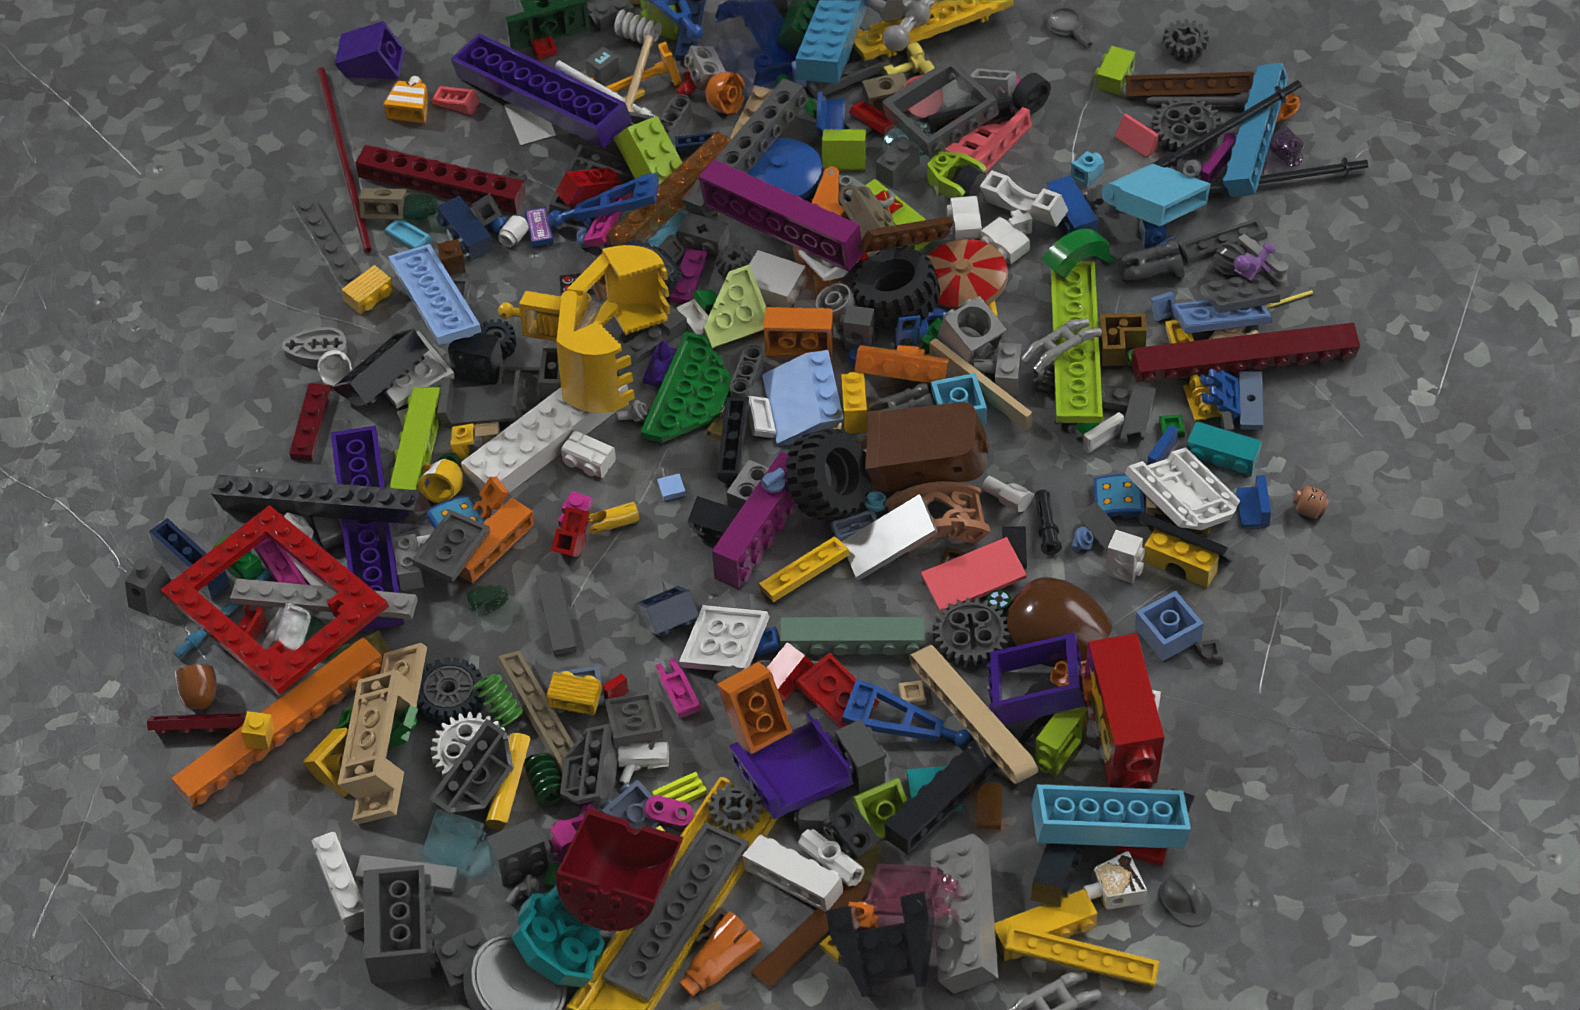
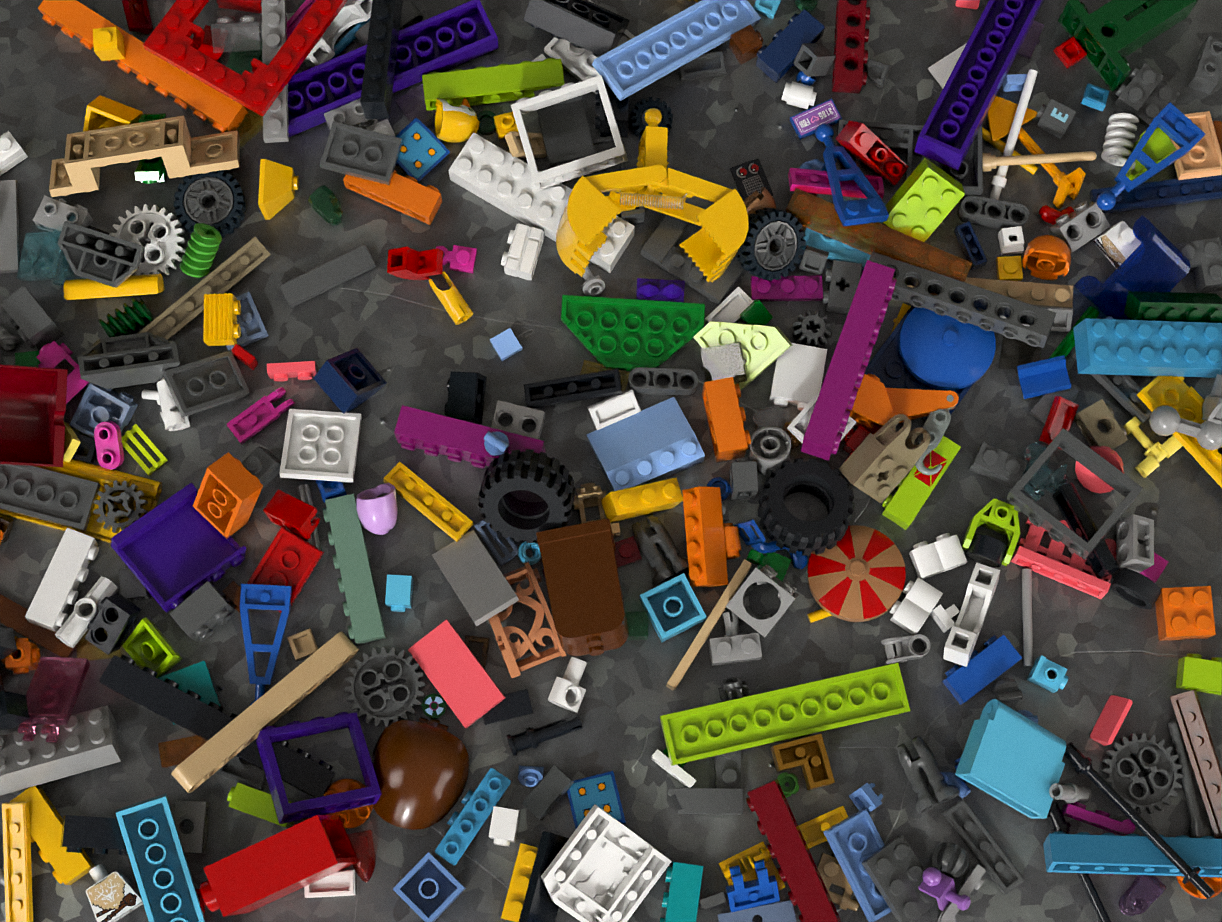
camera: 70 degrees right, 25 degrees up
(415, 819) = (55, 211): none -> light grey brick
(454, 633) = (276, 187): none -> yellow slope
(492, 497) = (437, 174): orange plate -> none
(494, 414) = (581, 166): none -> white window
(592, 38) = (1095, 97): none -> dark azure tile
(640, 657) = (282, 371): none -> coral plate
(700, 117) = (1008, 247): none -> white piece
(724, 124) = (1009, 268): none -> yellow plate
(732, 43) = (1117, 243): none -> white torso
(745, 327) = (724, 362): none -> clear smoke piece
(804, 603) = (375, 512): none -> lavender piece
(844, 149) = (1003, 403): lime slope -> none
(884, 603) = (399, 592): none -> medium azure brick
(906, 234) = (861, 496): reddish brown plate -> none
(1036, 174) = (1027, 617): none -> light grey bar
(1038, 247) = (904, 649): none -> light grey piece
(1053, 350) = (771, 713): light grey piece -> none
(1062, 69) = (1185, 613): none -> orange brick
(1075, 247) = (908, 689): green arch -> none
(1108, 582) = (472, 816): none -> dark azure bracket
(1163, 446) = (666, 836): blue tile -> none
(1173, 420) = (705, 840): green tile -> none

